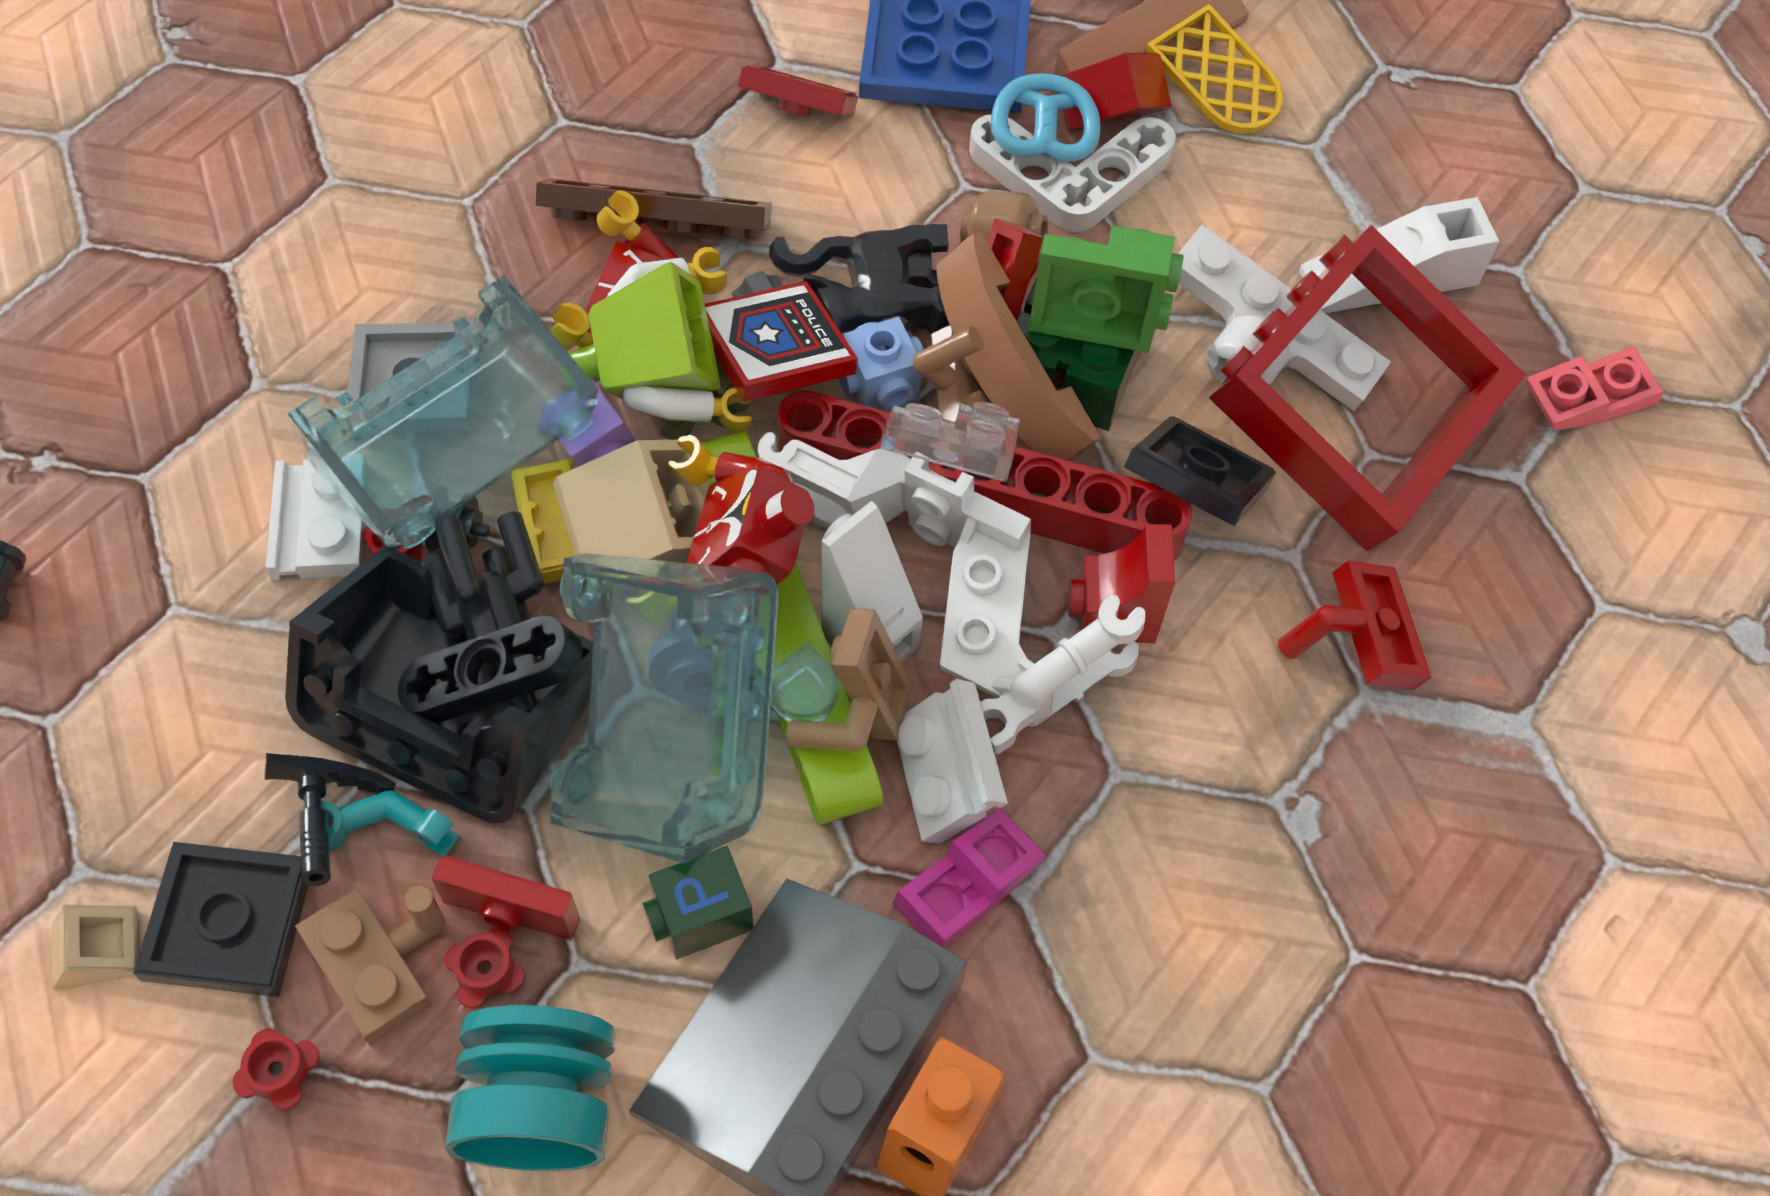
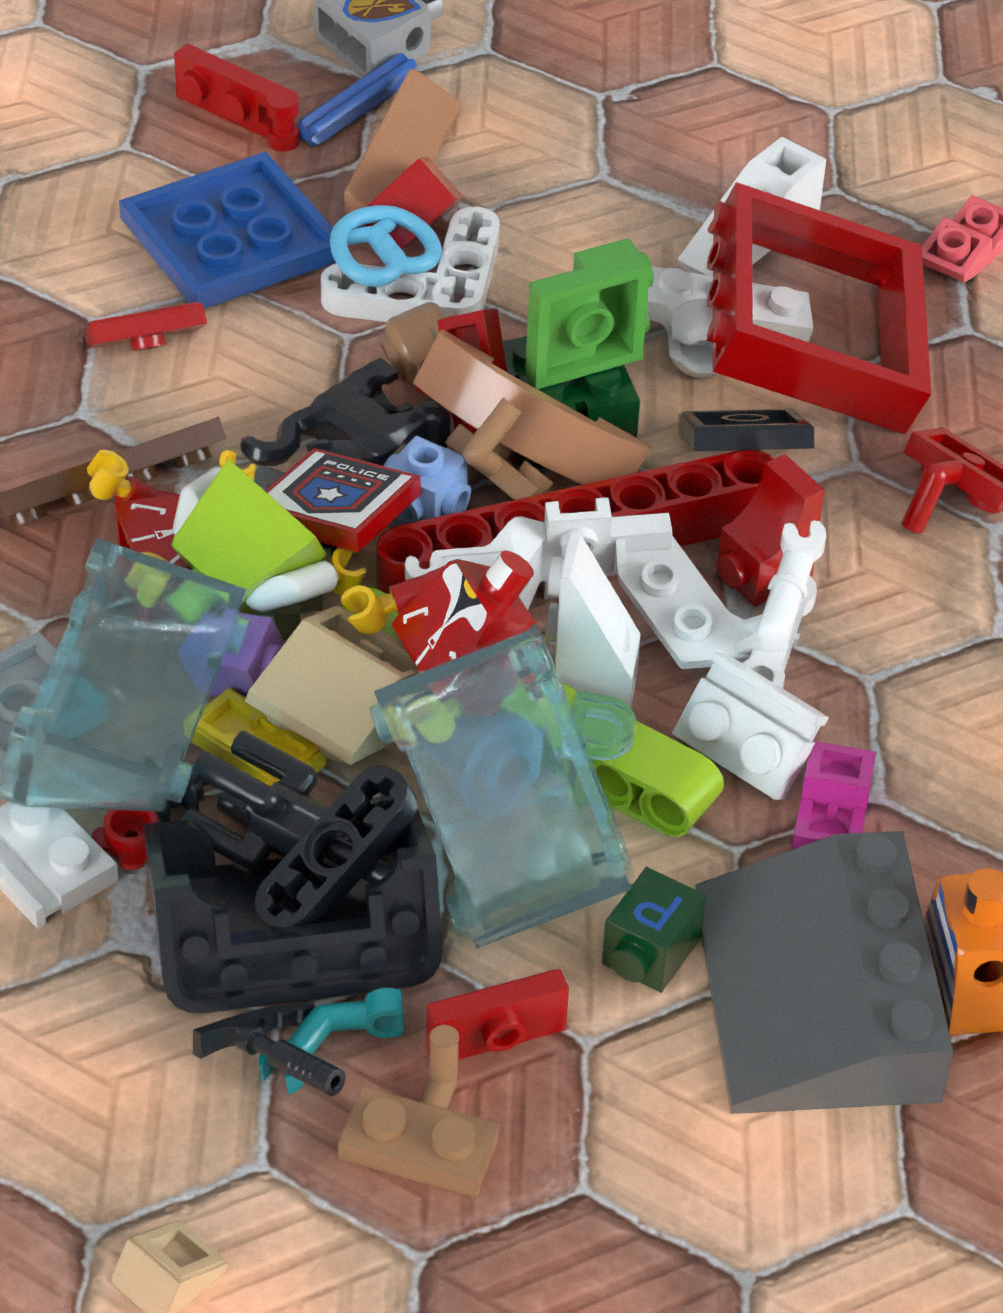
camera: 35 degrees left, 15 degrees down
(223, 920) = (265, 1181): black tile -> none
(265, 1050) = (418, 1232): red plate -> none
(468, 955) = (526, 1064): red plate -> none
(531, 1089) = (663, 1109): teal wheel -> none
(873, 680) = (655, 702): medium nougat plate -> none
(977, 442) = (565, 478): clear plate -> none
(1199, 98) = (496, 133): yellow window -> none

